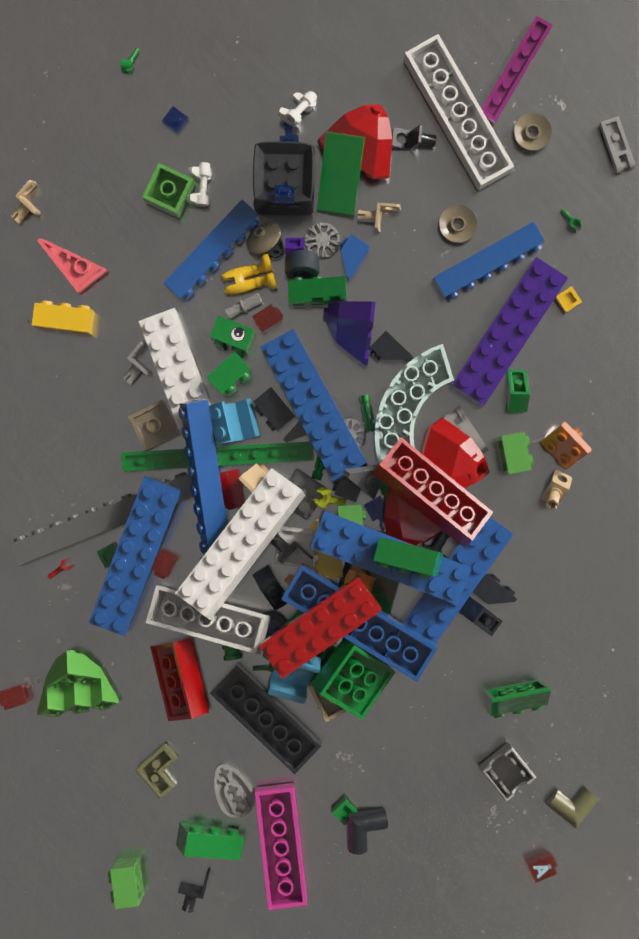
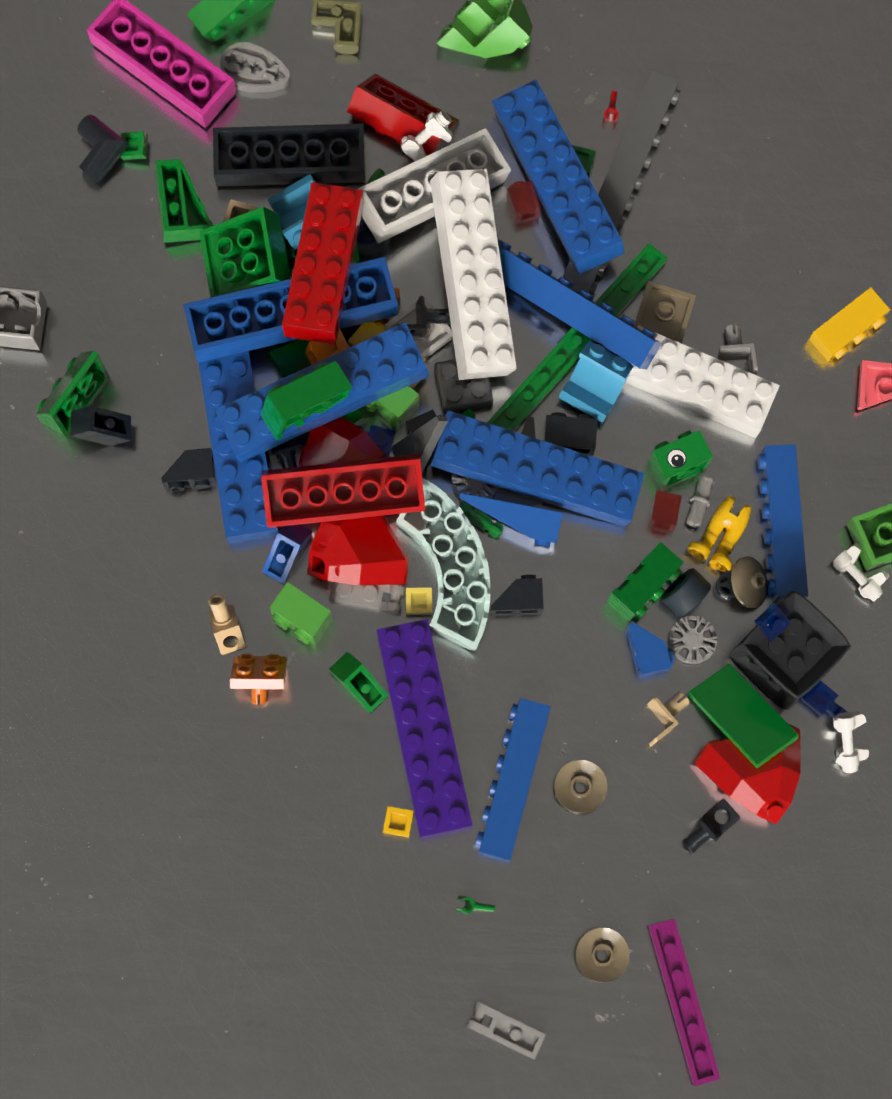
camera: 130 degrees right, 10 degrees down
(173, 649) = (436, 125): none -> white piece
(230, 375) = (644, 420): green brick -> none
(232, 489) = (534, 324): red slope -> none
(253, 476) = (525, 351): tan slope -> none
(270, 587) = (409, 273): black slope -> none
(293, 244) = (713, 605): dark purple plate -> none
(327, 498) = (436, 399): neon yellow bar -> none
(345, 387) = (529, 520): none -> blue slope
(351, 327) = (576, 576): dark purple brick -> none
(354, 749) = (179, 205): none -> green wedge
(443, 401) = (418, 601): none -> light yellow plate
(458, 112) = (695, 895): white brick -> none
(480, 616) = (181, 435): black slope -> none
(491, 495) = (286, 551): none -> blue slope
(520, 662) = (100, 425): none -> black brick

